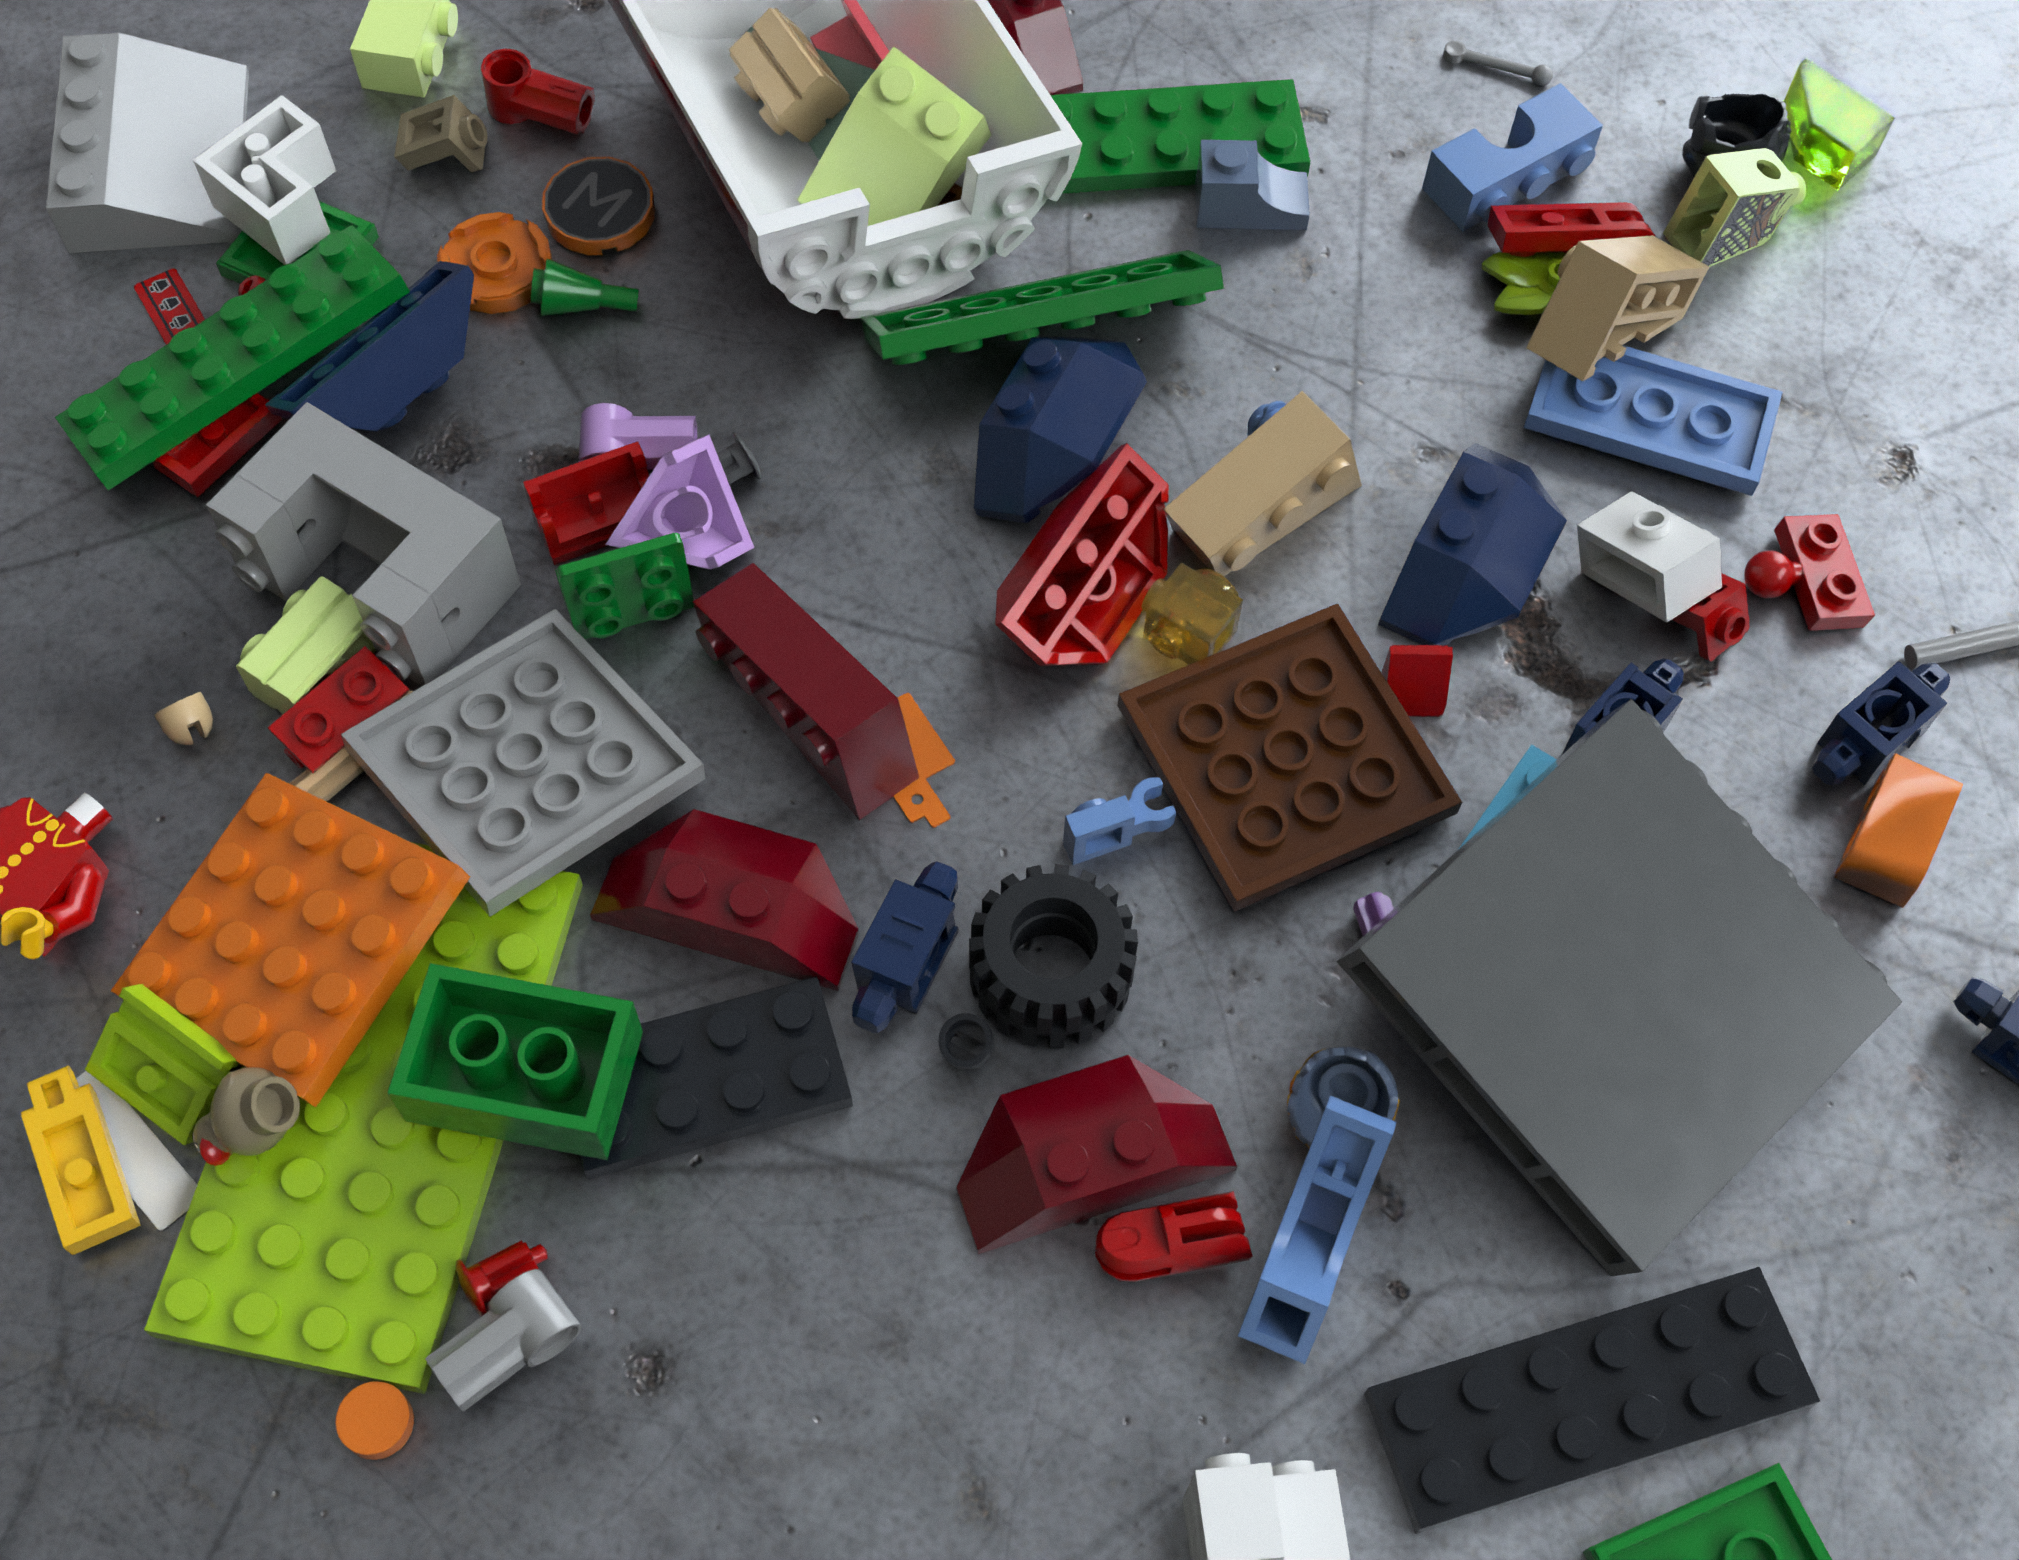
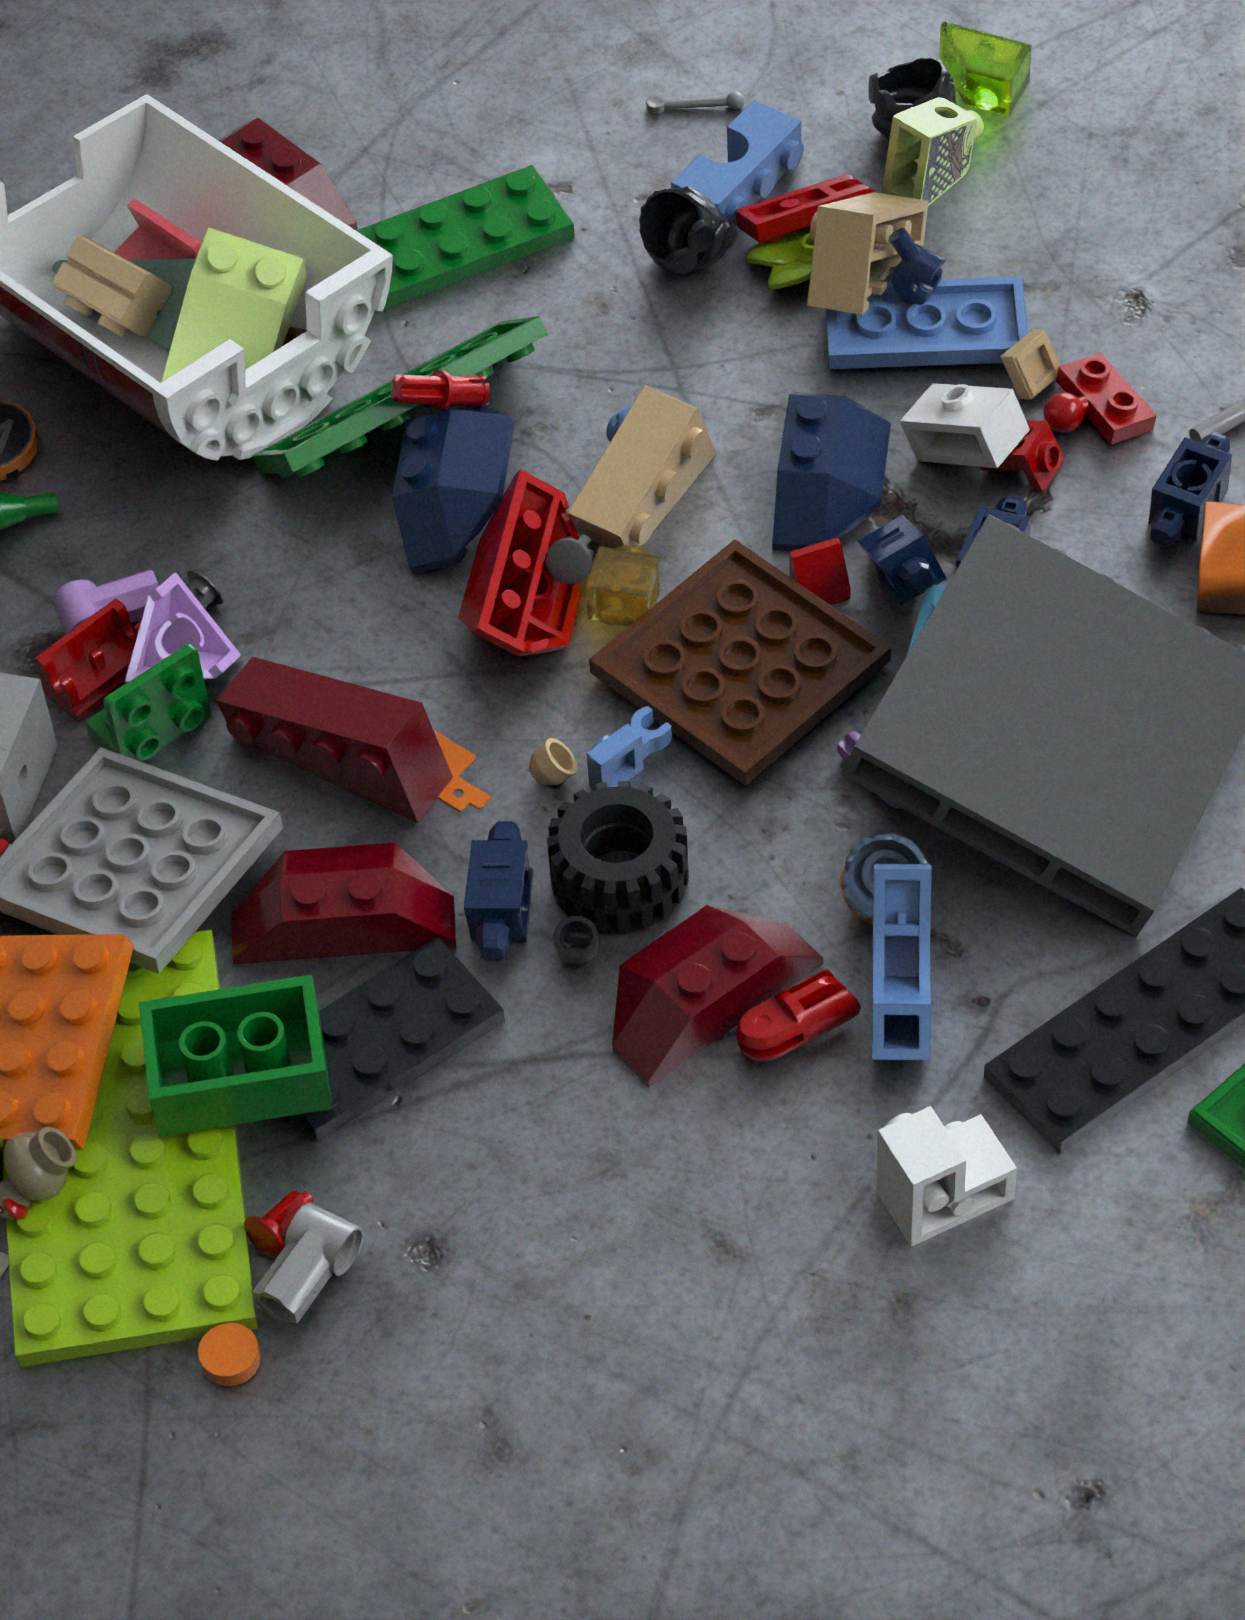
camera: 15 degrees left, 10 degrees down
(1030, 806) = (552, 763): none -> tan hinge
(1077, 318) = (441, 390): none -> red axle
(1143, 568) = (570, 559): none -> dark grey piece
(1245, 191) = (528, 262): sand blue arch -> none
(1425, 211) = (684, 229): none -> black hair
(1515, 701) = (902, 559): none -> dark blue piece
(1665, 348) = (917, 271): none -> dark blue piece
(1754, 502) = (1031, 364): none -> tan tile

